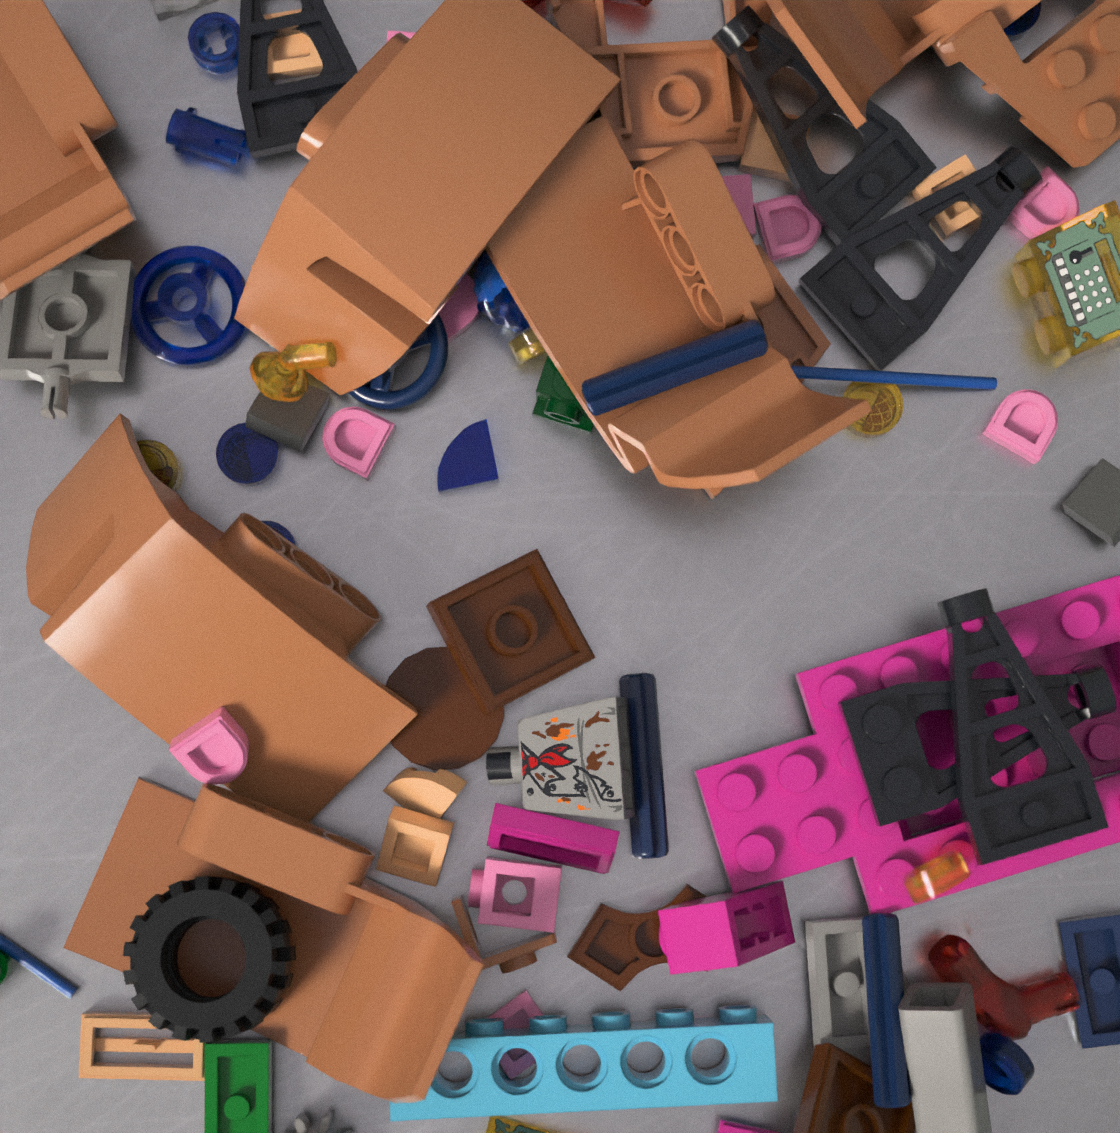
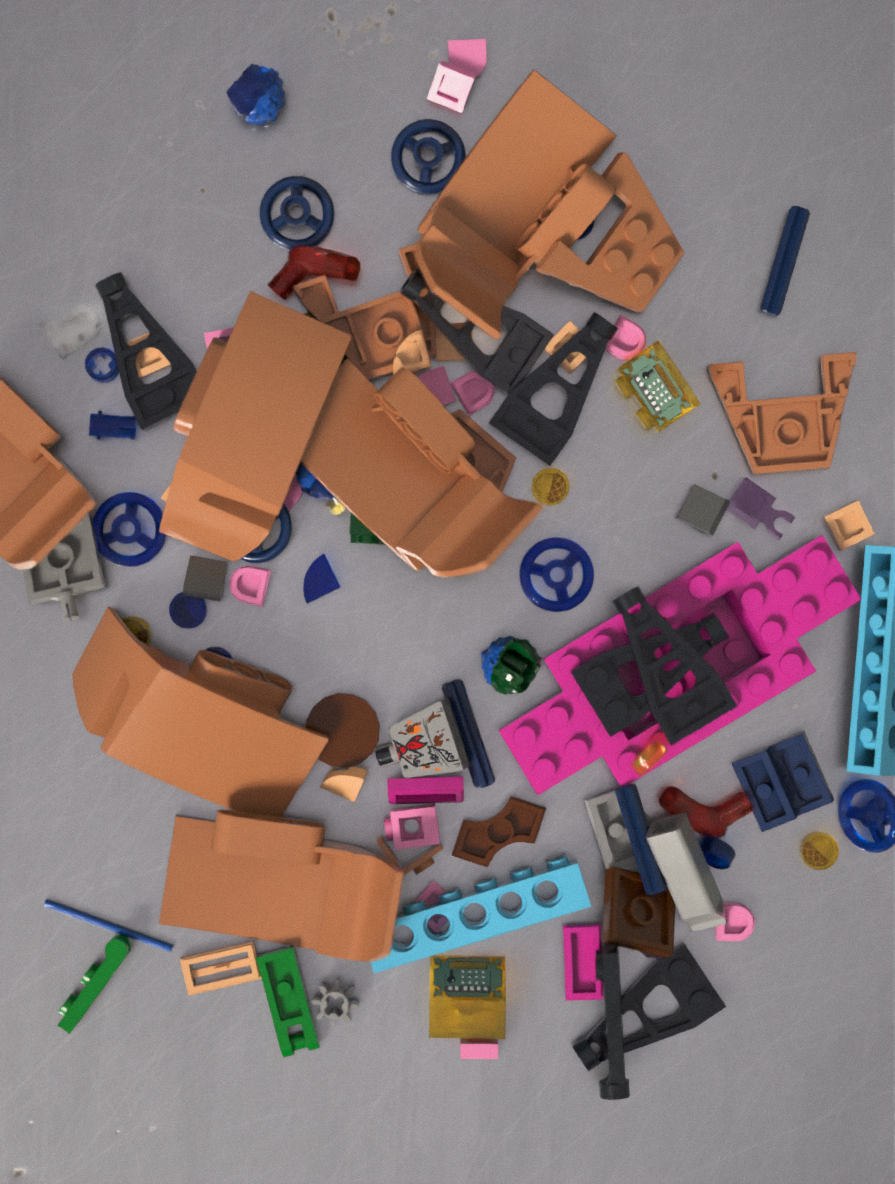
camera: 10 degrees left, 5 degrees up
(156, 969) = (214, 915): black tyre -> none
(212, 748) = (217, 789): bright pink tile -> none
(282, 373) = (198, 560): clear yellow plate -> none
(414, 846) = (347, 814): light nougat tile -> none
(510, 632) = (370, 676): reddish brown tile -> none
(674, 367) = (426, 504): dark blue axle -> none
(713, 131) = (412, 354): none -> light nougat tile
(725, 929) = (538, 816): dark pink arch -> none
(741, 669) = (510, 665): none -> dark green piece
(865, 533) = (576, 554): none -> clear blue piece
(891, 377) = (557, 468): blue axle -> none
(1023, 424) = (643, 474): bright pink tile -> none

